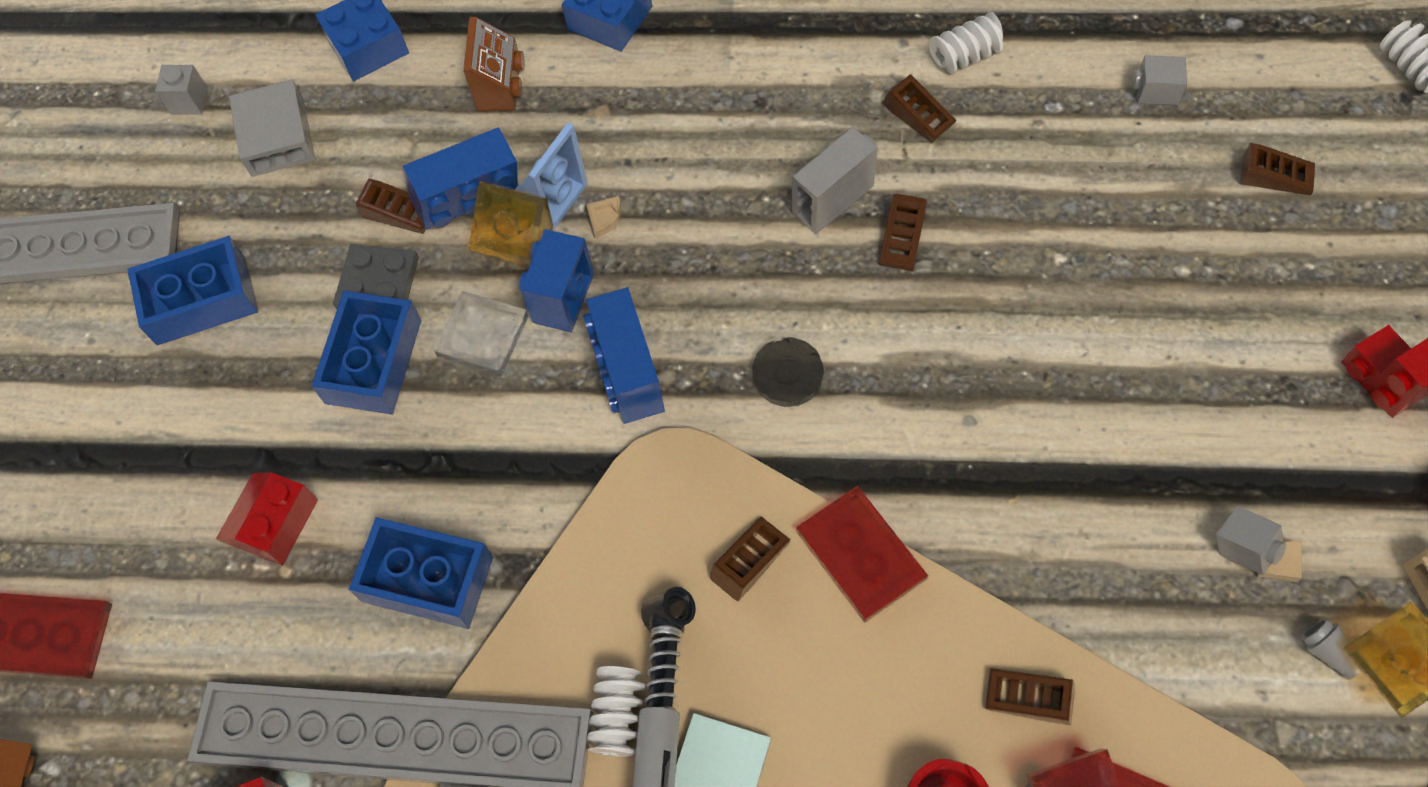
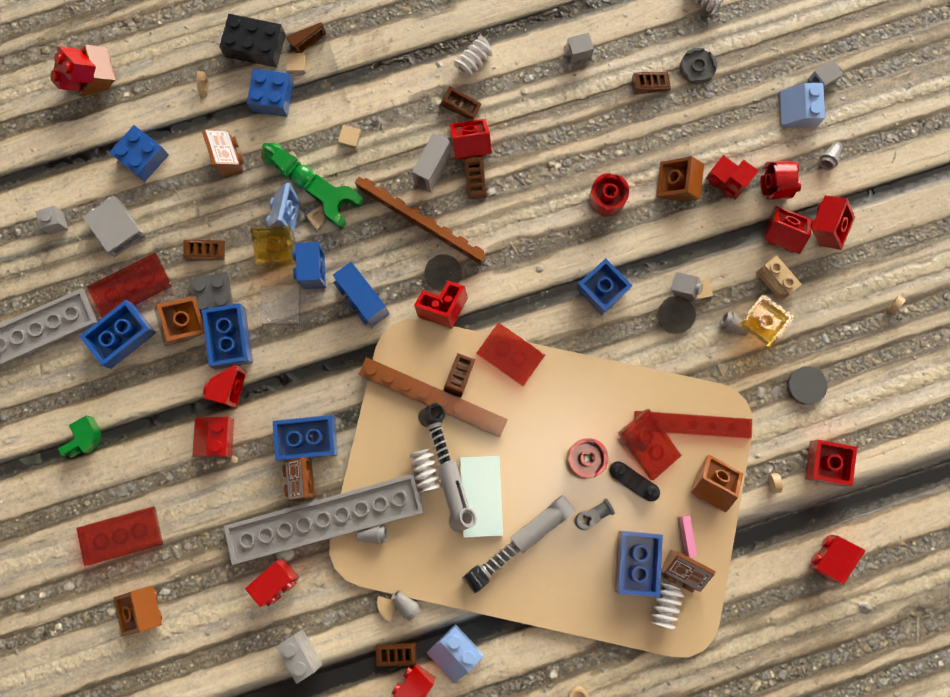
camera: 25 degrees left, 15 degrees up
(59, 440) = (86, 436): none -> green brick
(258, 223) = (131, 283): none -> clear red tile
(300, 300) = (179, 320): none -> dark orange slope
(326, 432) = (226, 386): none -> red slope
(380, 644) = (299, 478): none -> dark orange slope
(448, 180) = (236, 226): blue brick -> none
(606, 141) = (314, 185): none -> green piece
(673, 568) = (428, 395): none -> dark orange plate
(710, 107) = (349, 136): none -> tan tile
(765, 426) = (443, 308): none -> red brick
(789, 280) = (414, 216): none -> dark orange plate
(916, 168) = (470, 139): none -> red slope
(1049, 683) = (625, 392): reddish brown slope -> none
(1083, 488) = (603, 286): none -> blue brick
(1143, 328) = (610, 184): none -> red brick
(1215, 591) = (676, 315): none -> clear smoke tile
(1292, 346) = (680, 179): none -> dark orange slope
(1376, 170) = (698, 66): none -> dark grey tile

